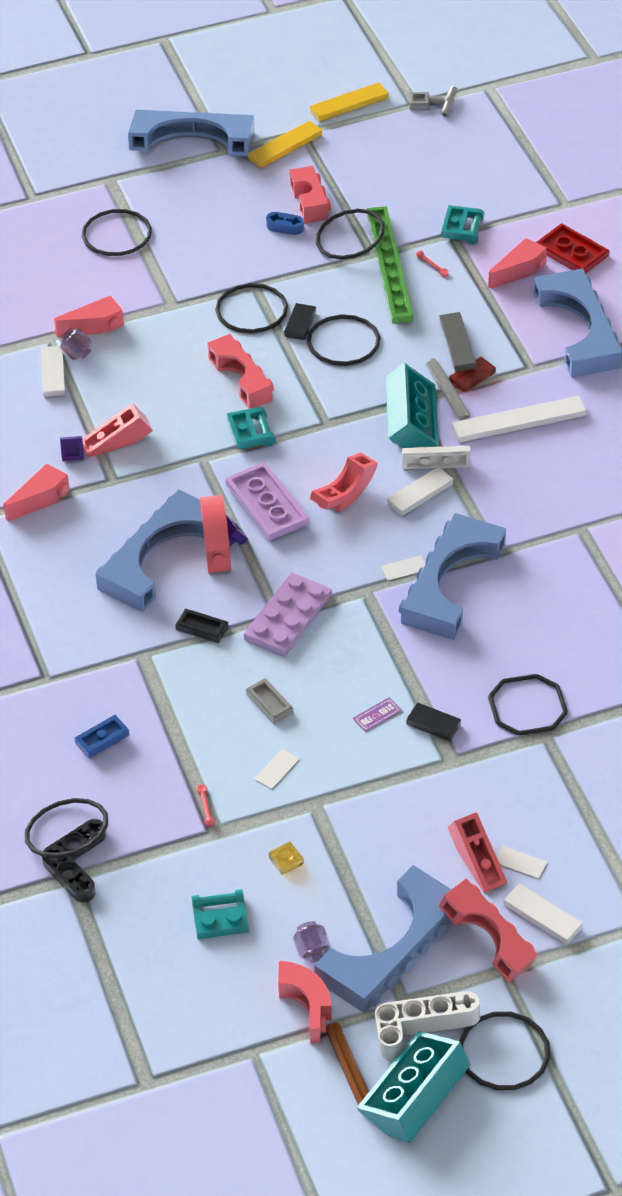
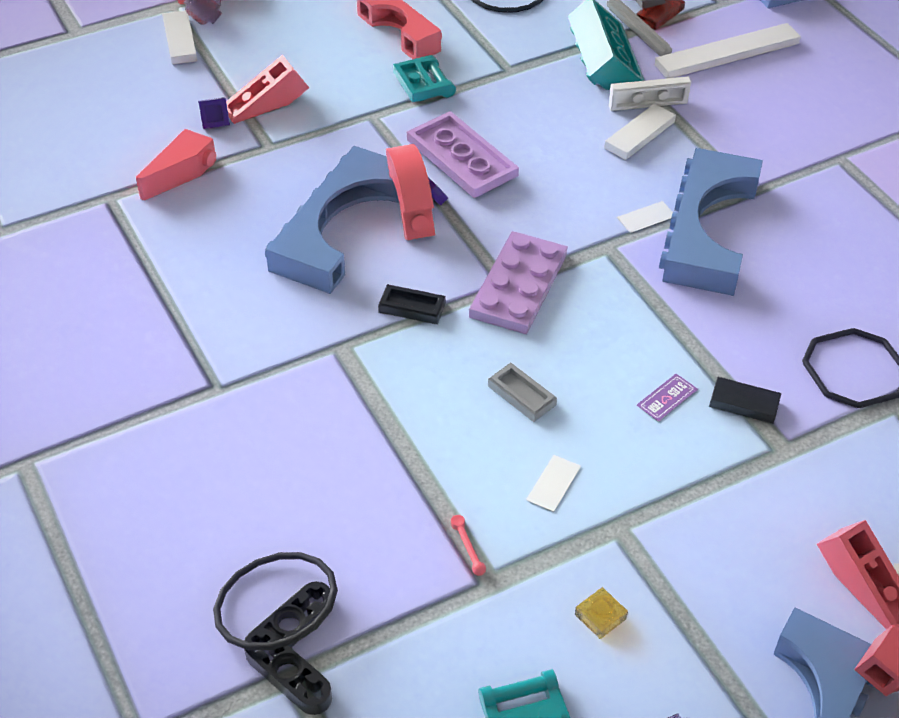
camera: 10 degrees left, 0 degrees up
(101, 736) = (305, 460): blue plate -> none
(348, 485) = (556, 128): coral arch -> none

